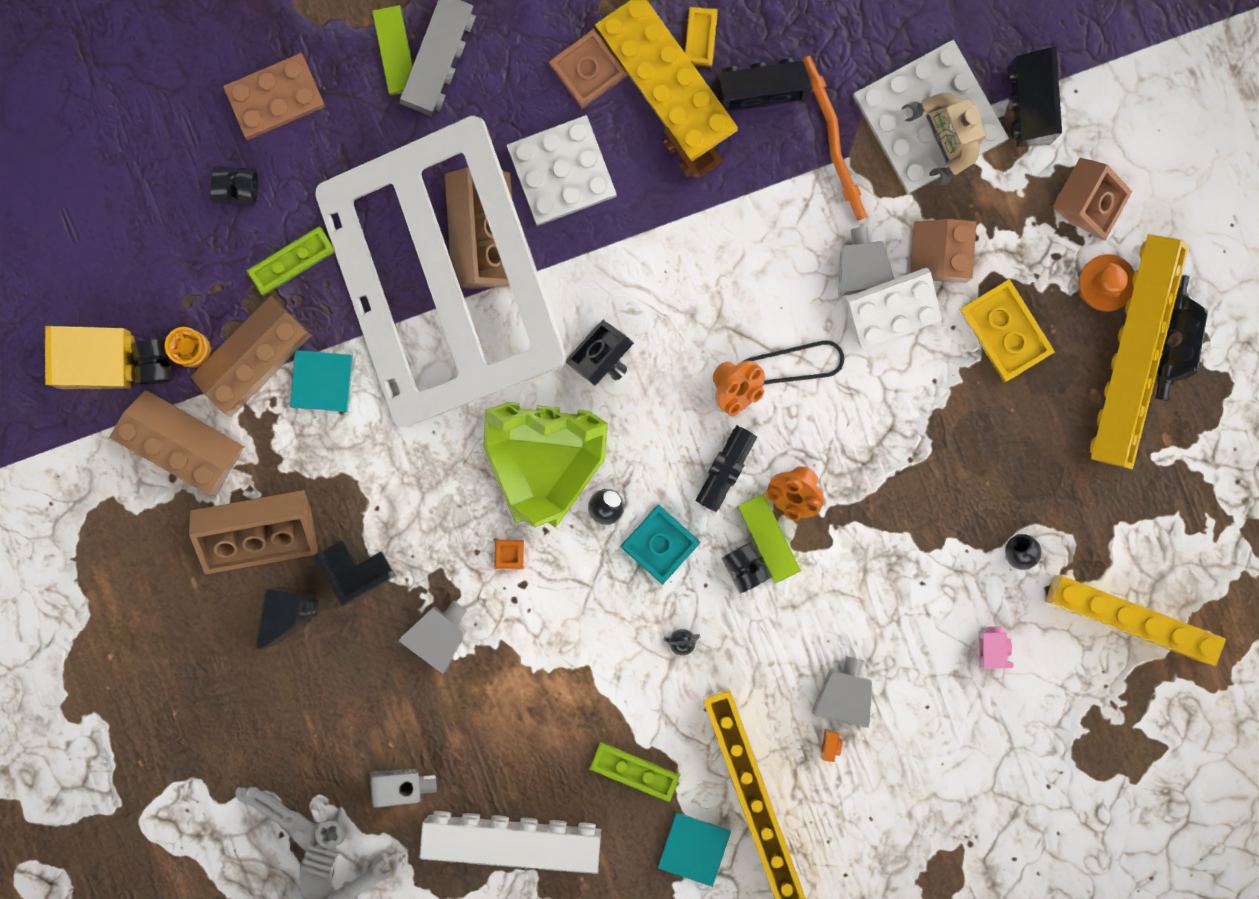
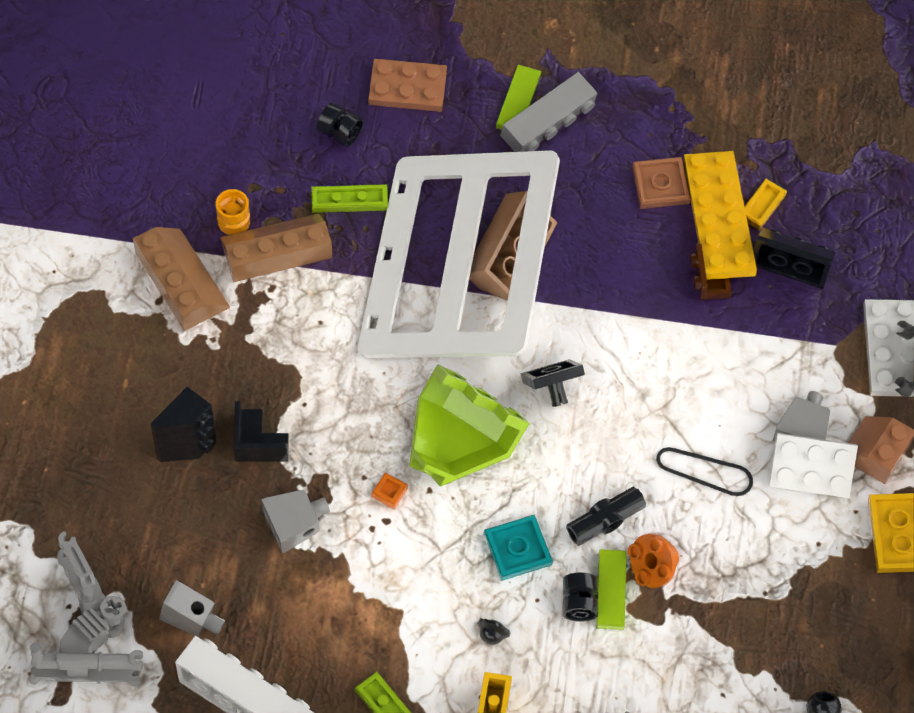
camera: 25 degrees right, 25 degrees down
(88, 357) = (153, 180): yellow slope -> none
(152, 362) = (198, 209): black wheel -> none
(253, 532) = (206, 367): medium nougat slope -> none
(321, 381) = (319, 291): teal tile -> none
(561, 170) = (598, 241): white plate -> none
(606, 506) = (490, 493): black piece -> none
(738, 385) = (652, 457): orange plate -> none
(851, 192) = (824, 366): orange bar -> none

